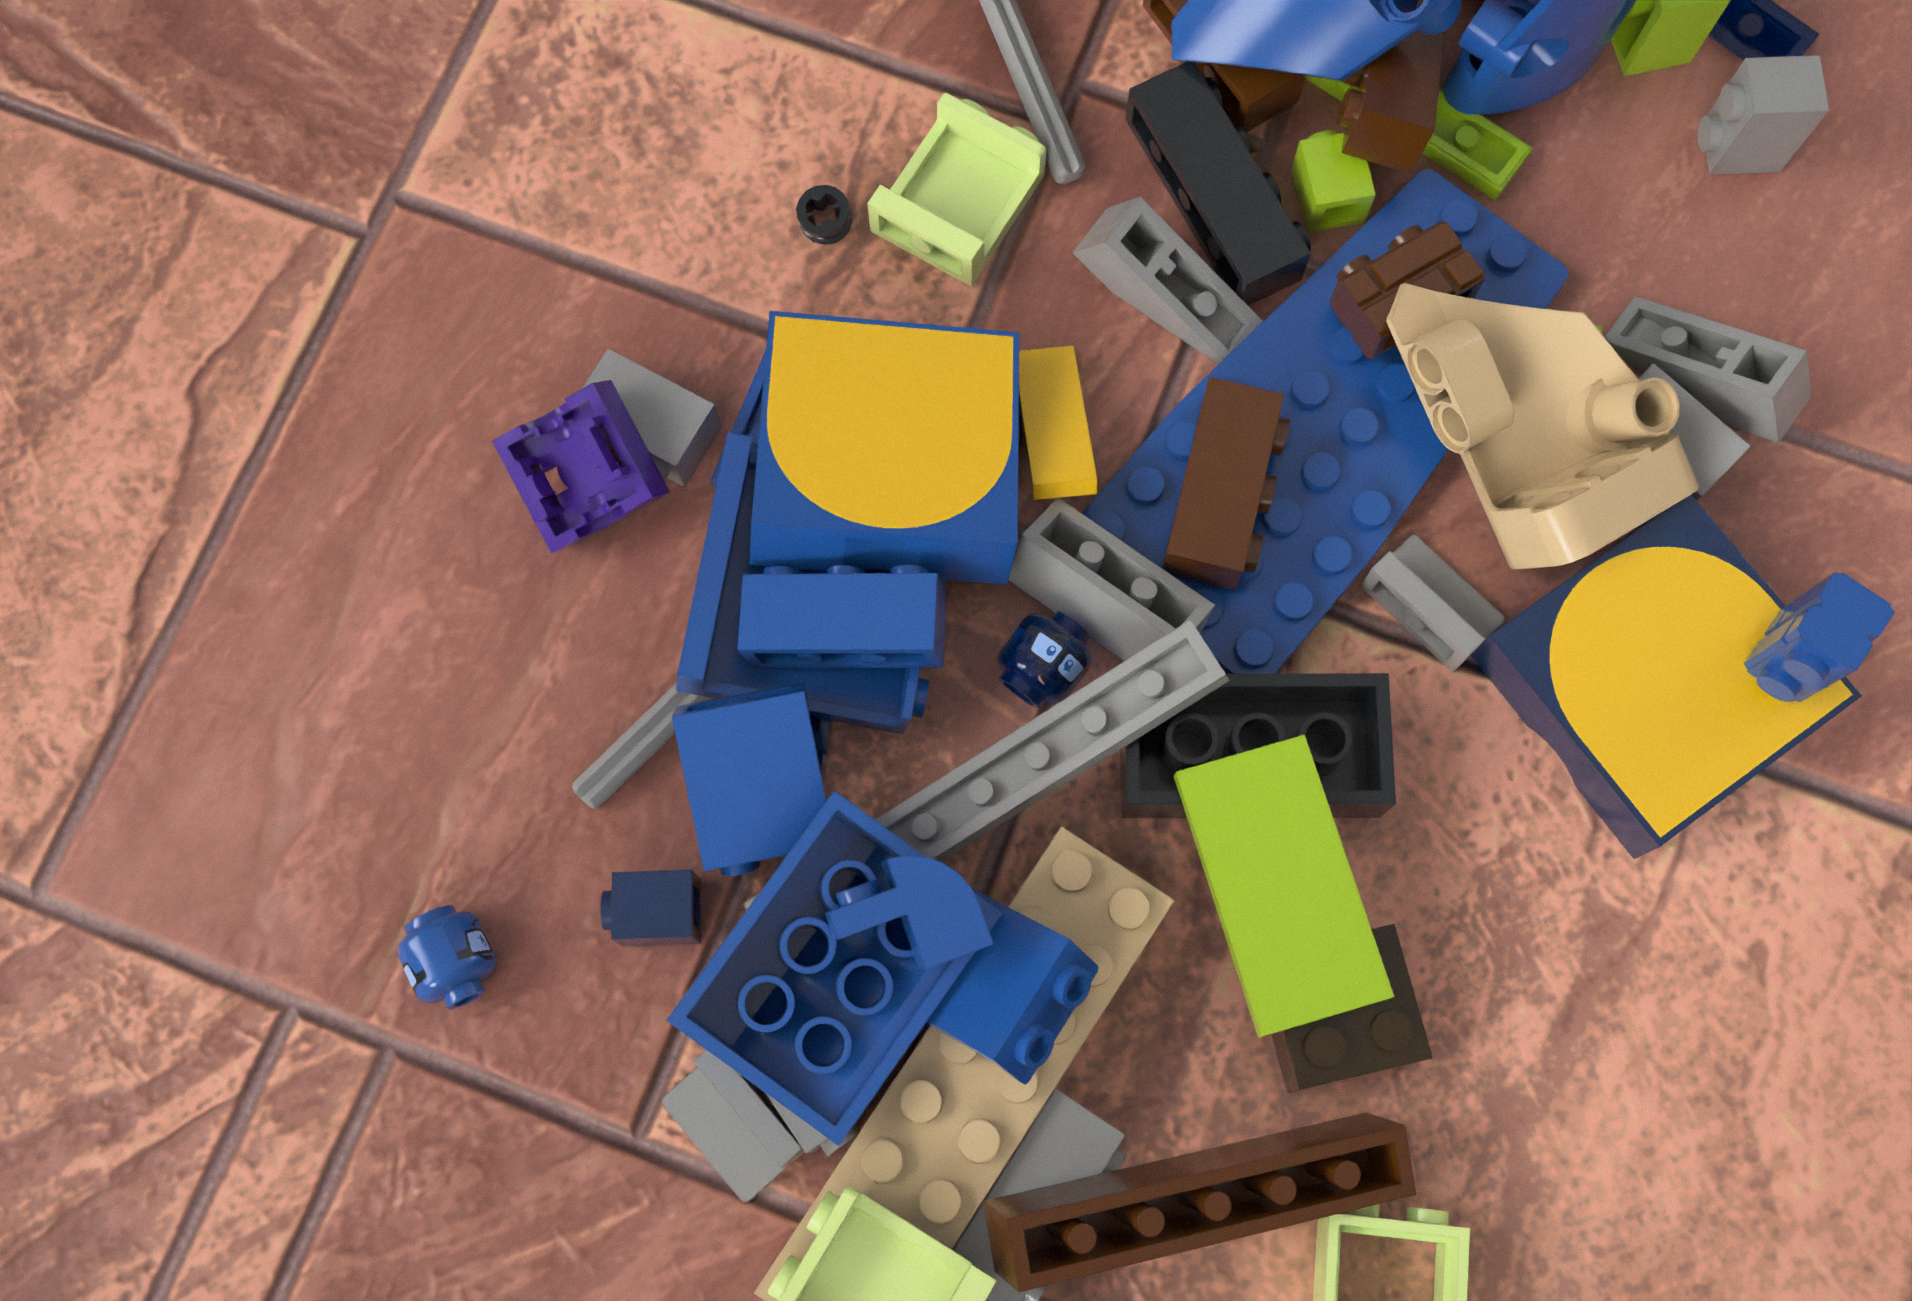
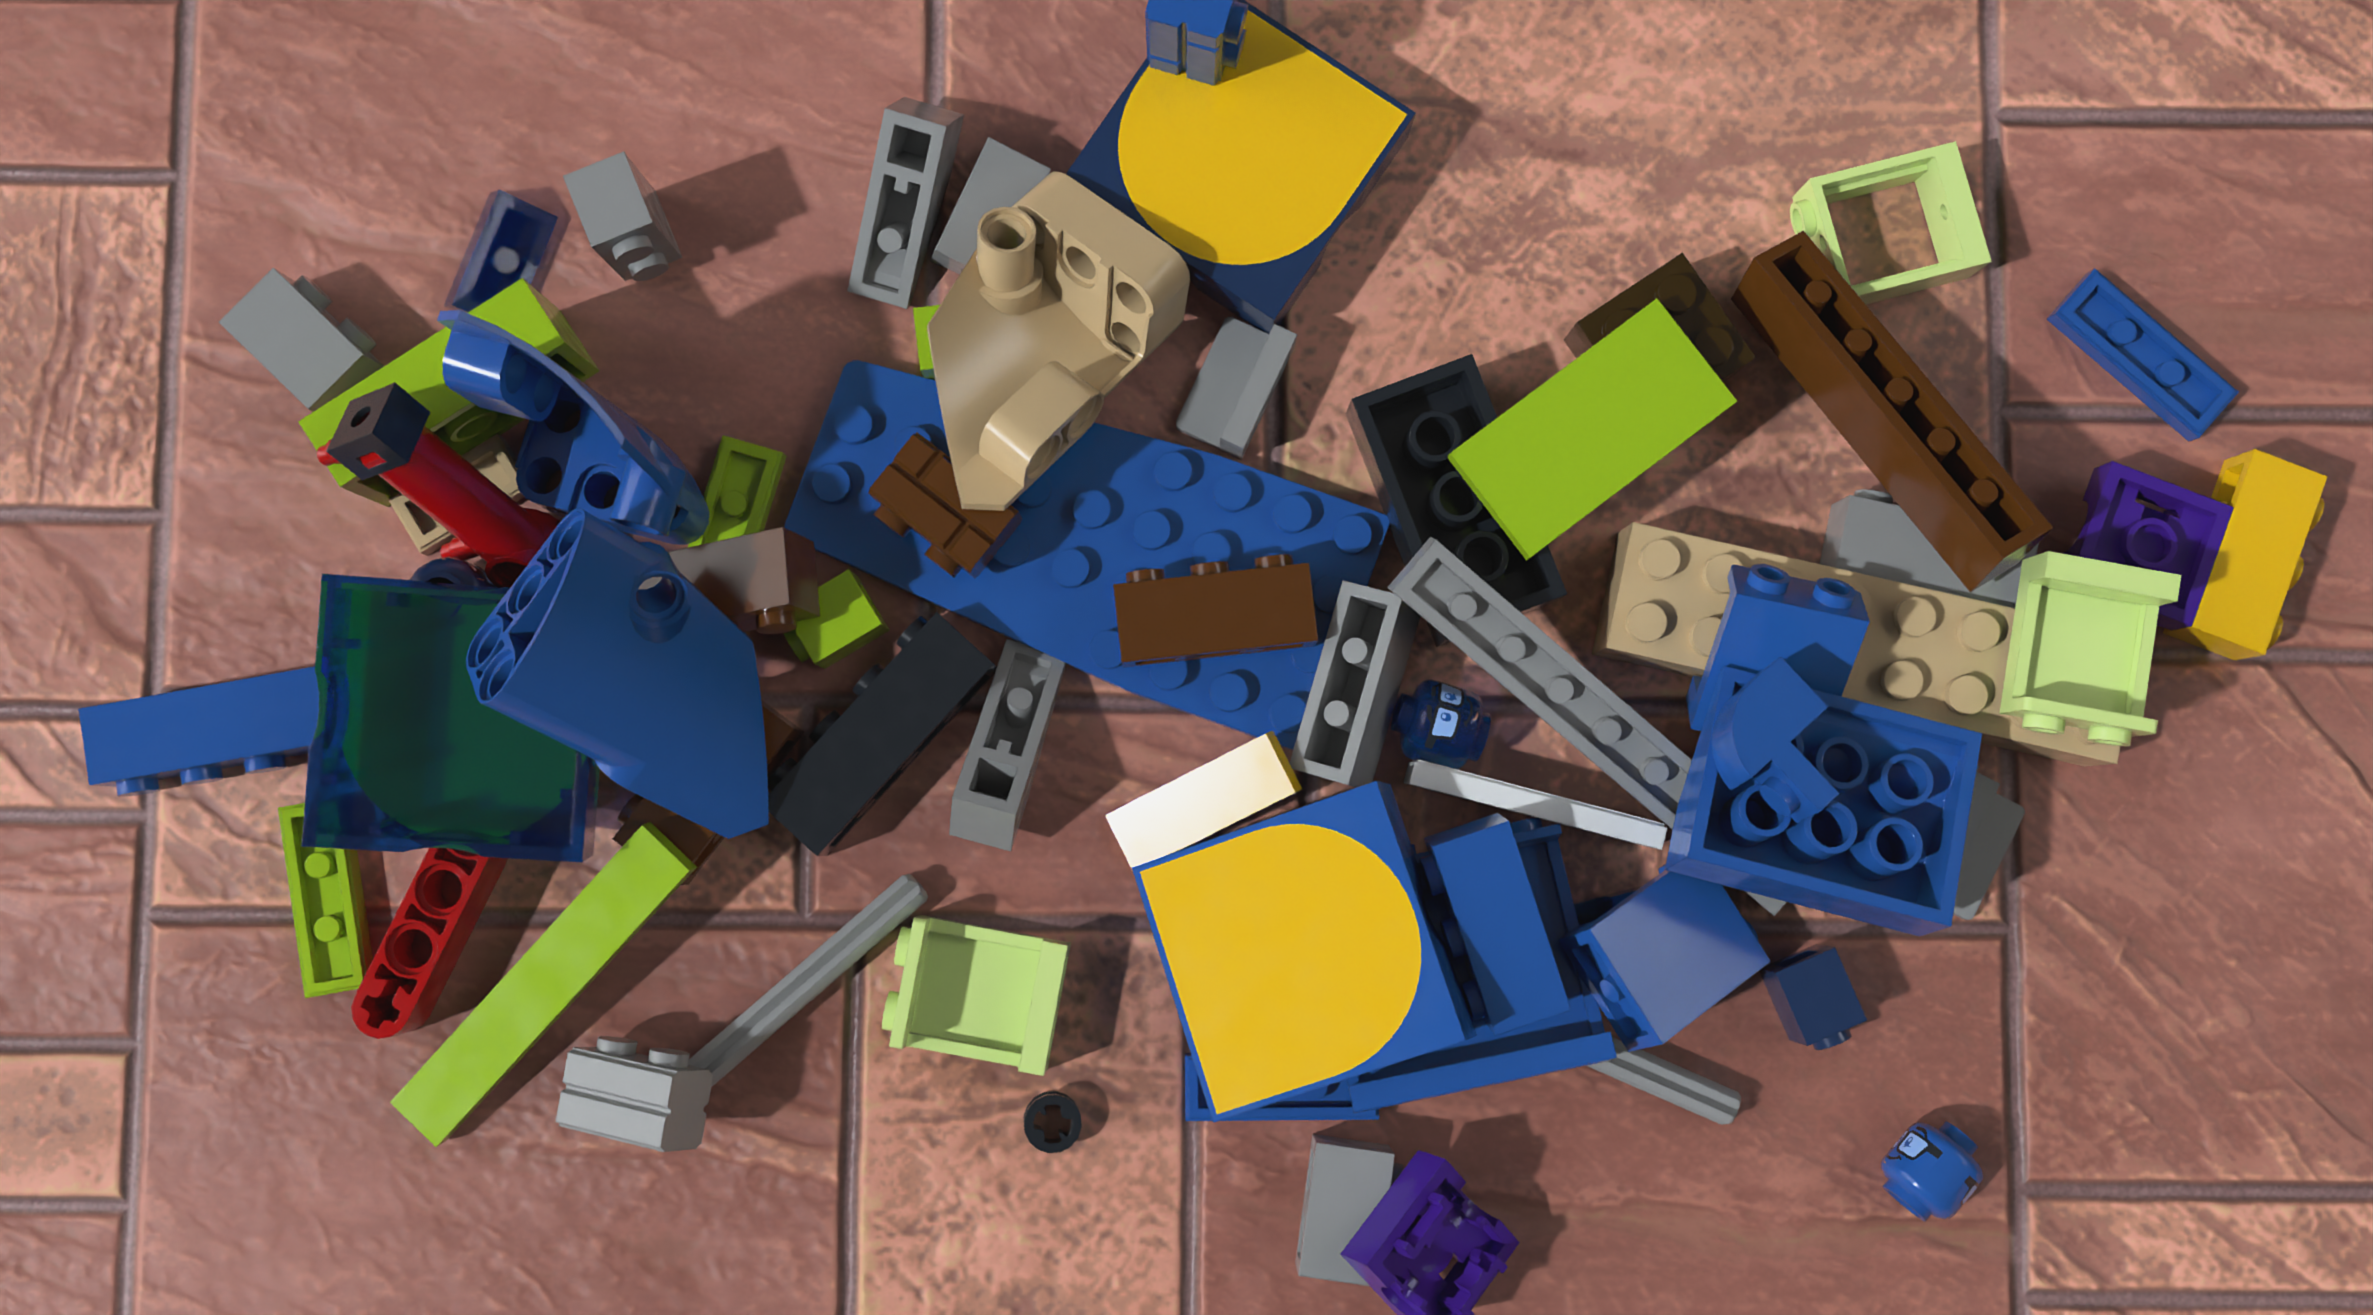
camera: 115 degrees left, 10 degrees up
(938, 715) = (1535, 803): none -> white tile

